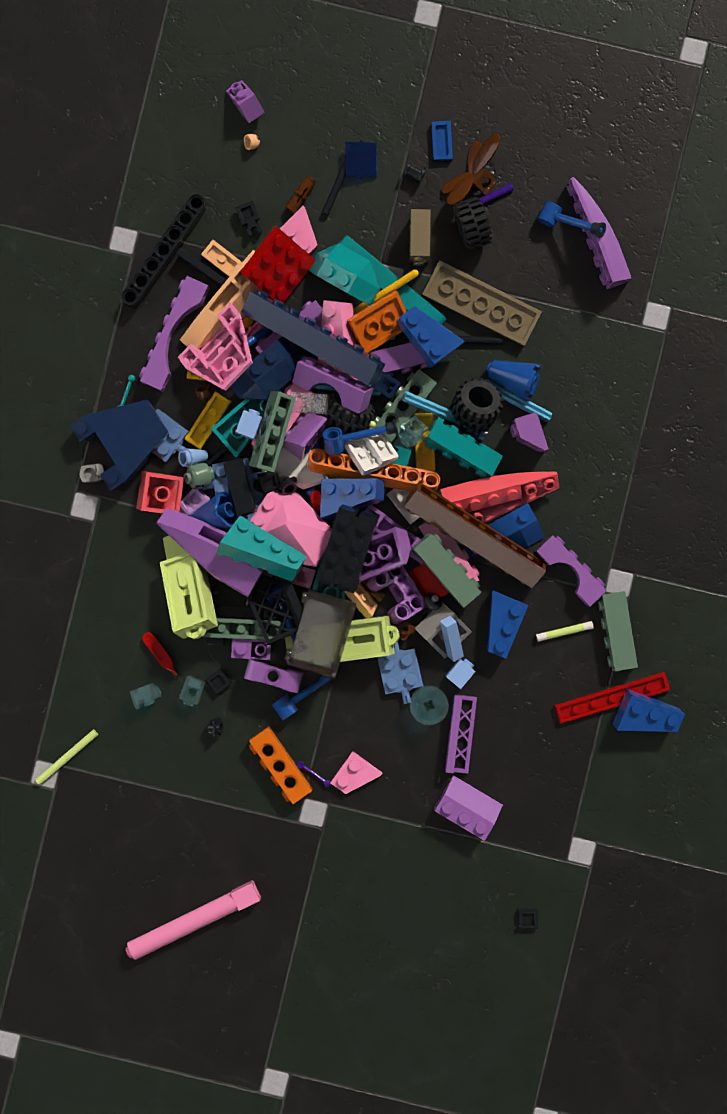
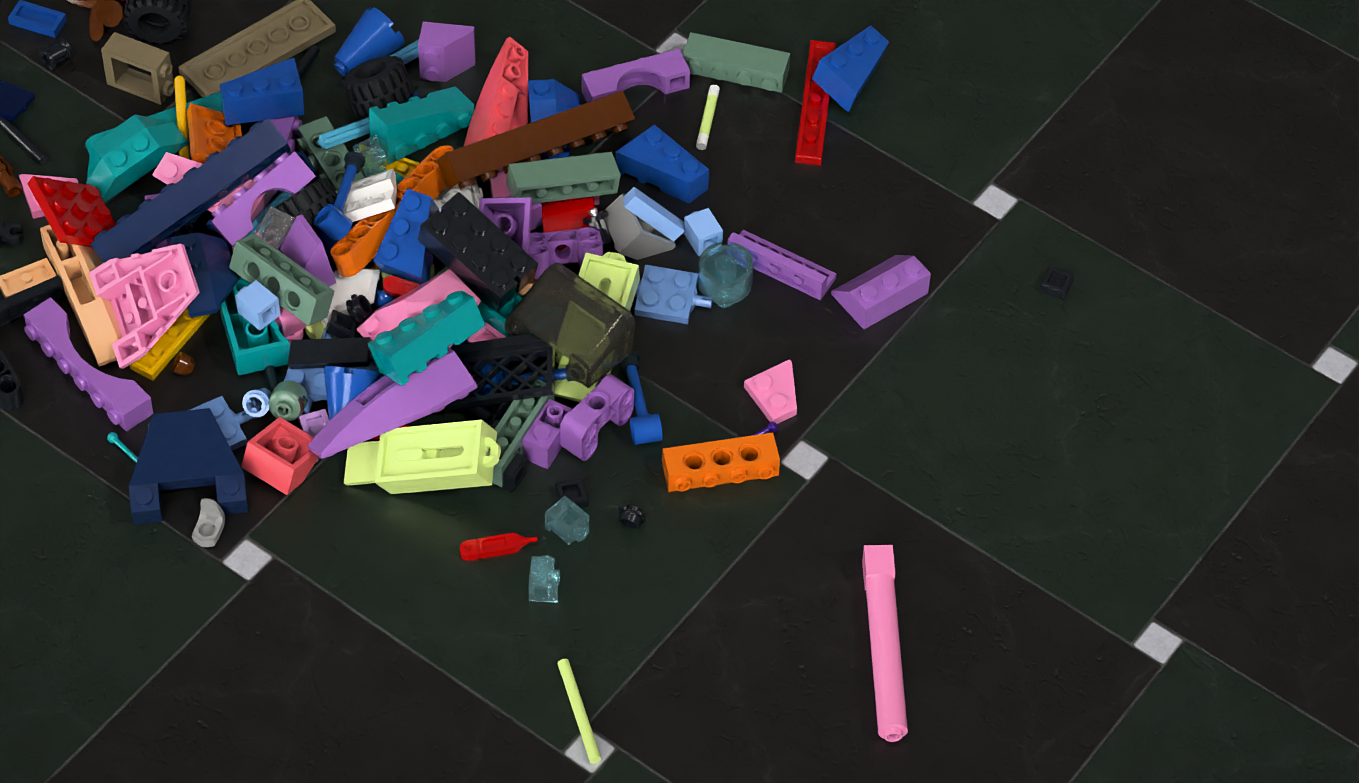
camera: 70 degrees left, 35 degrees down
(207, 419) = (220, 374): yellow tile -> none

